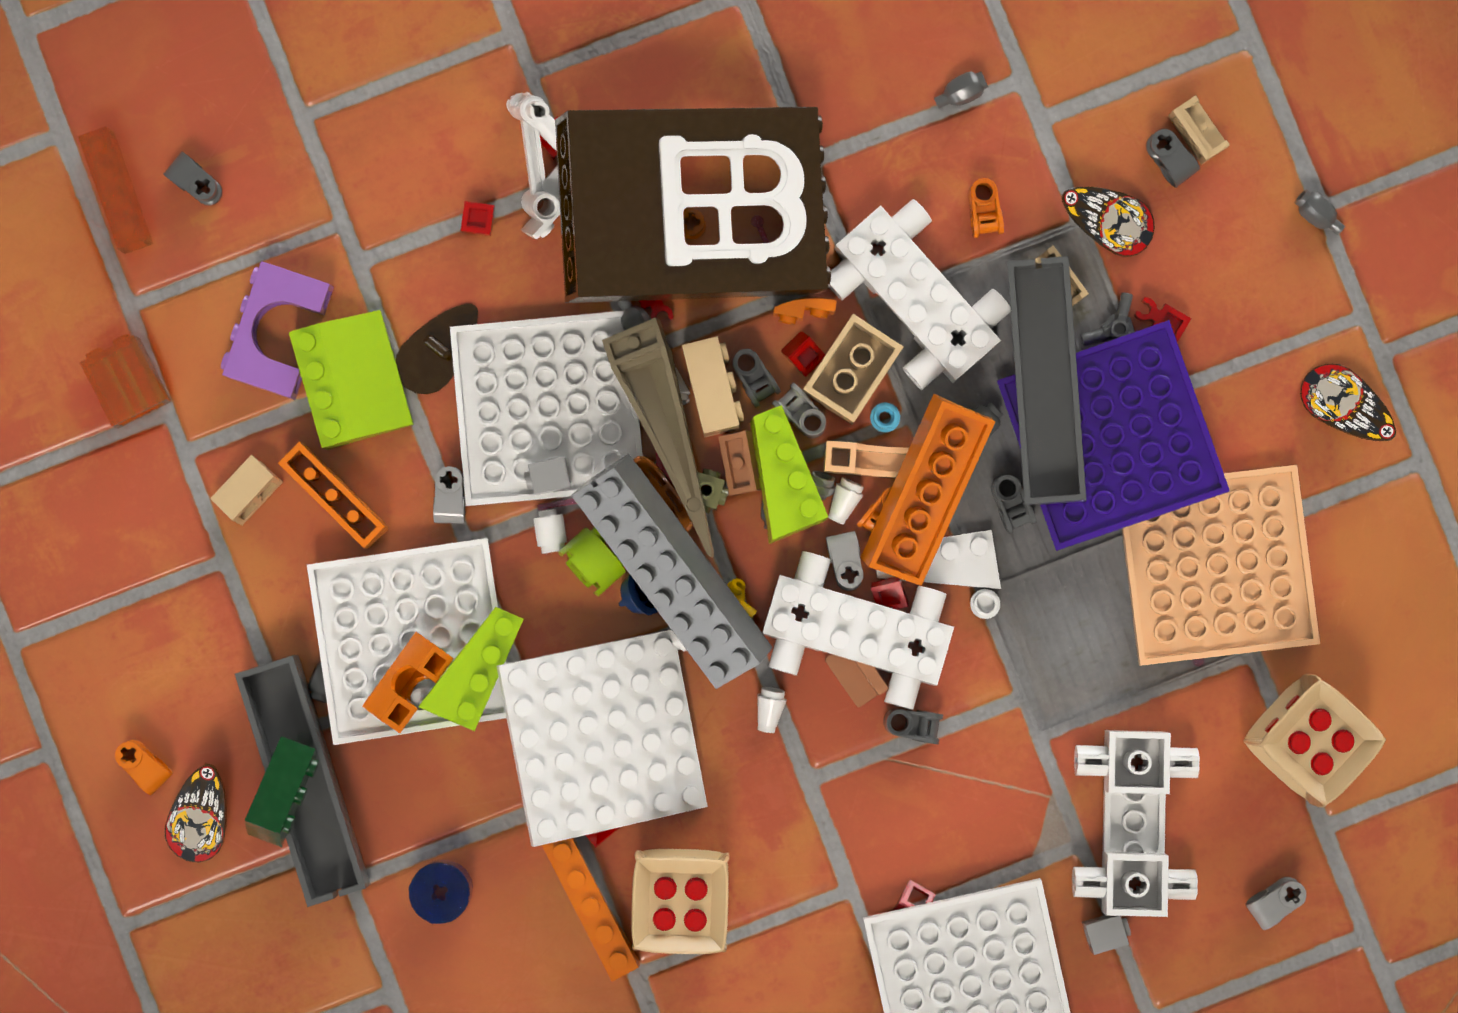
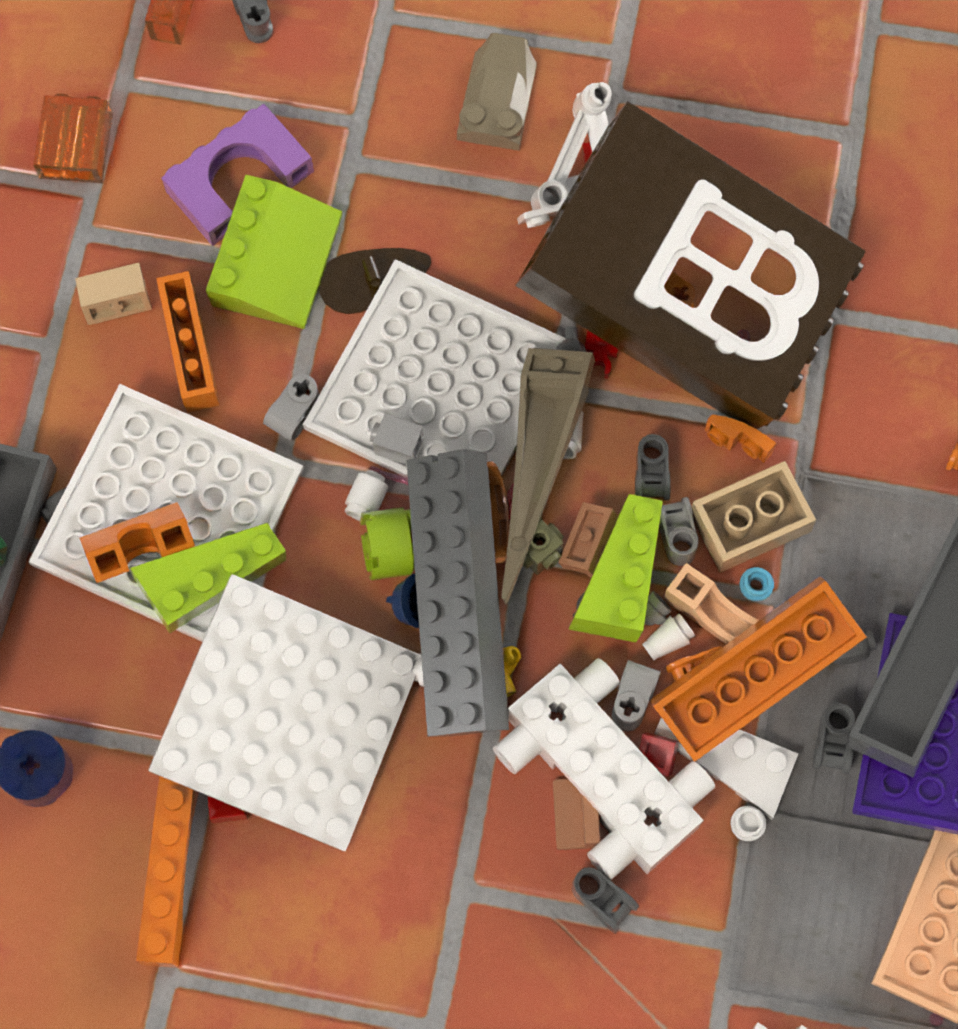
camera: 35 degrees right, 15 degrees down
(439, 131) = (498, 93): none -> dark tan slope
(477, 218) = (483, 184): red plate -> none
(680, 901) = (256, 918): tan piece -> none
(712, 386) = (606, 450): tan brick -> none
(770, 707) = (468, 793): white cone -> none
(803, 353) = (712, 476): red slope -> none
(917, 294) = (859, 487): white piece -> none

